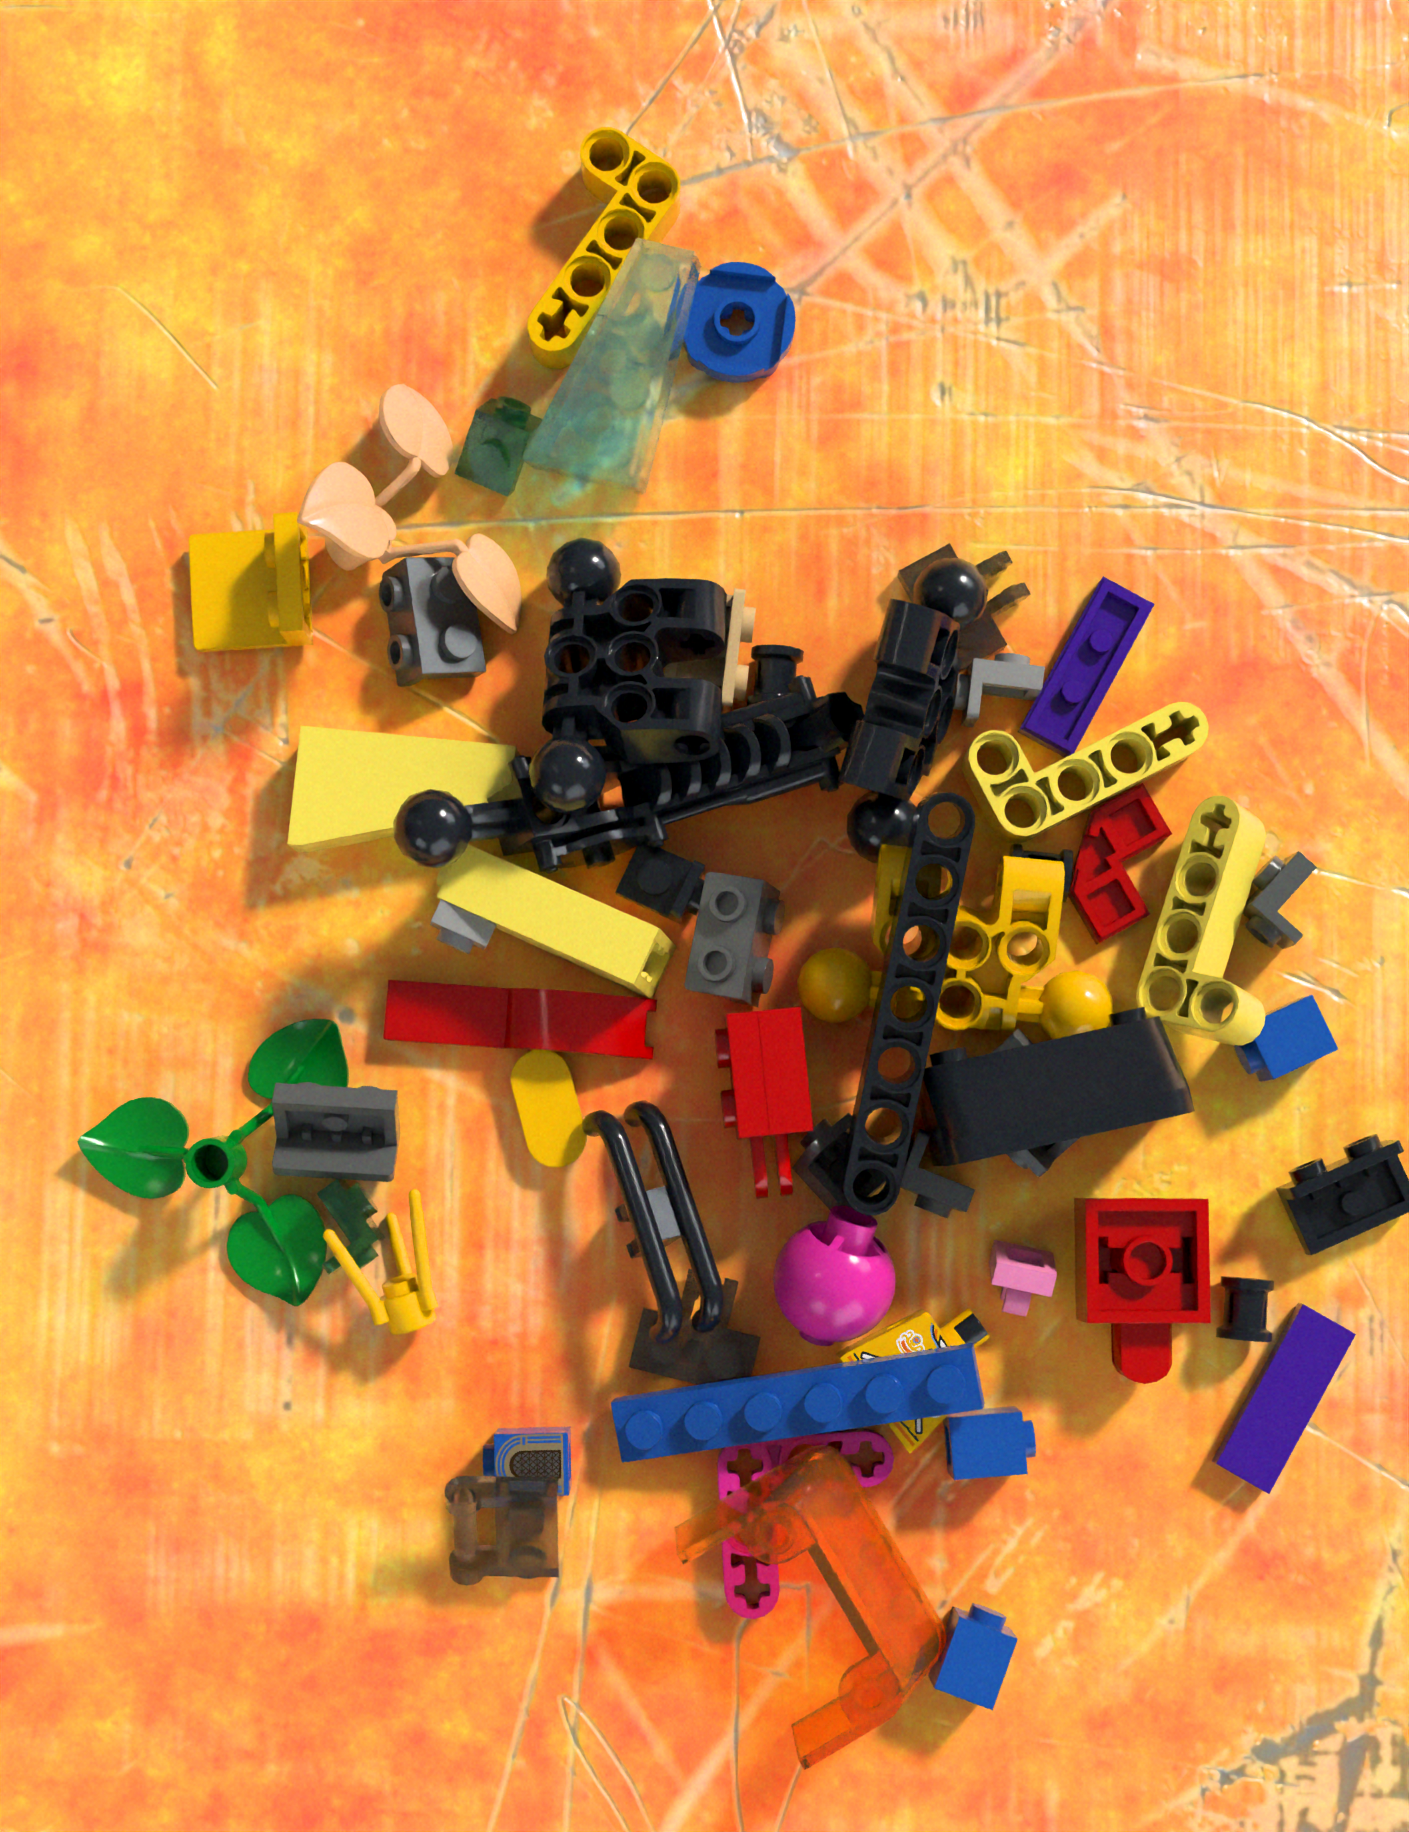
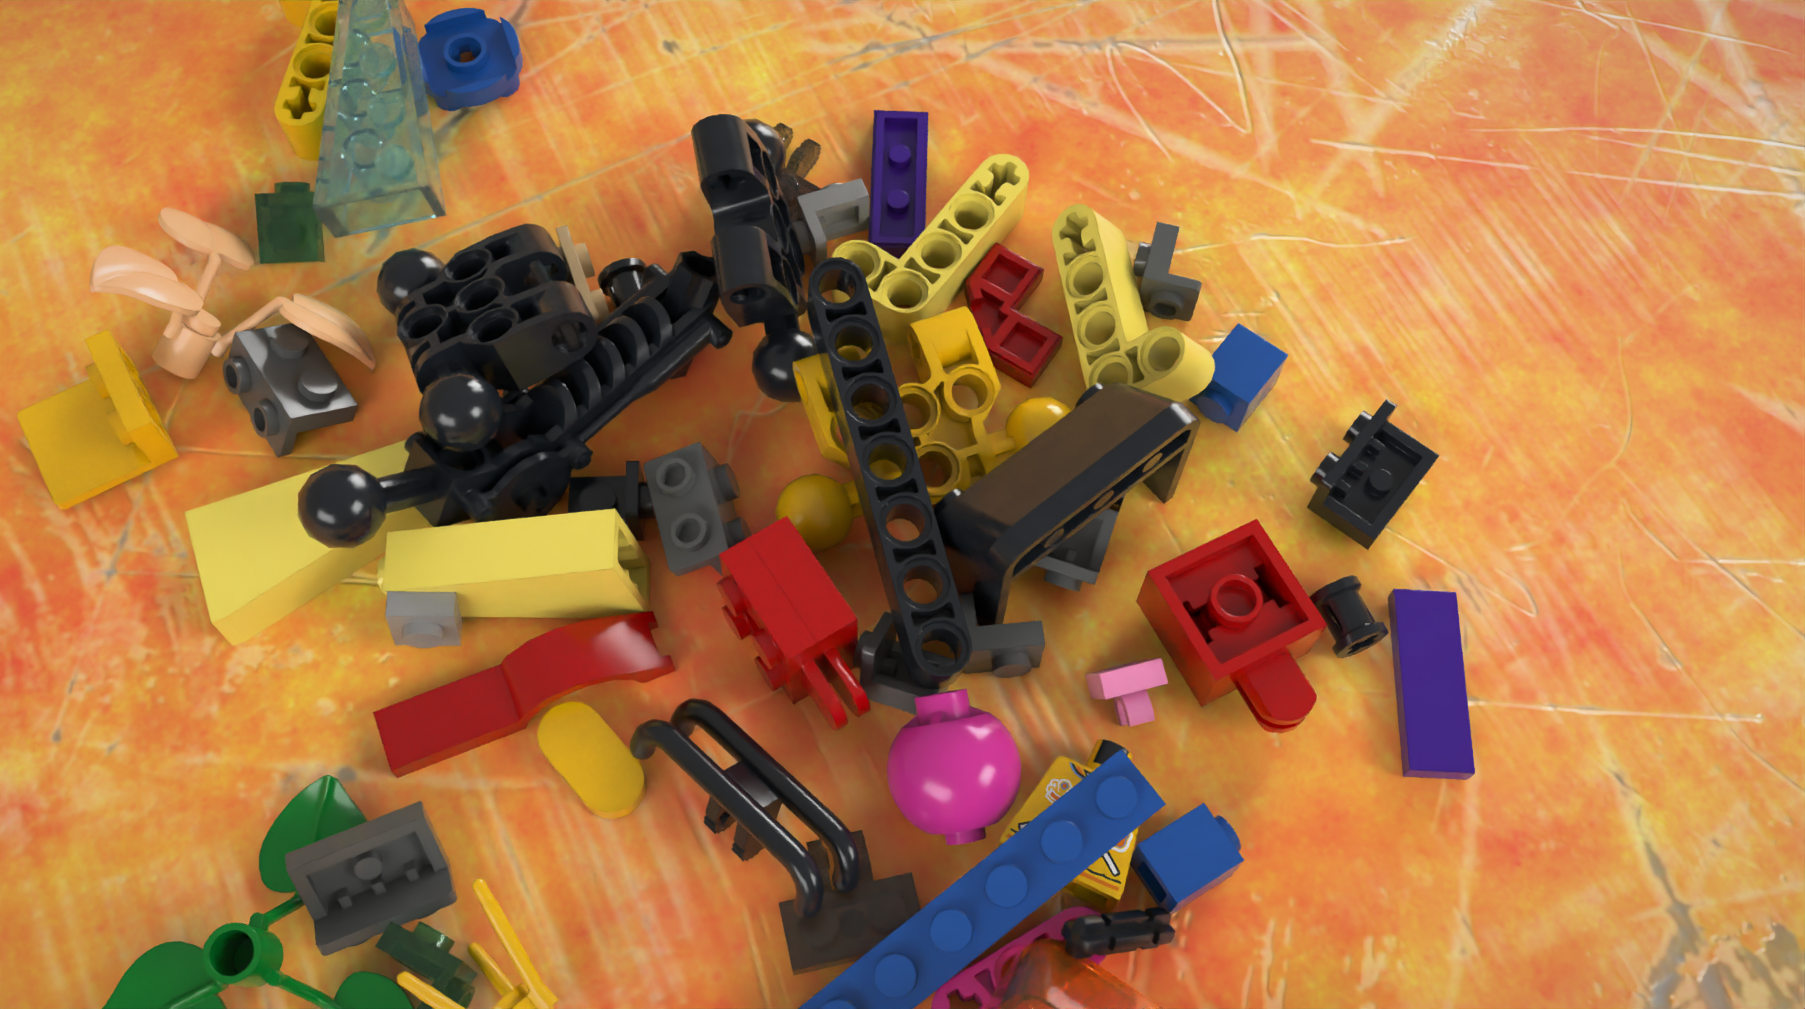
camera: 25 degrees left, 20 degrees down
(896, 1474) = (1117, 932): none -> black axle

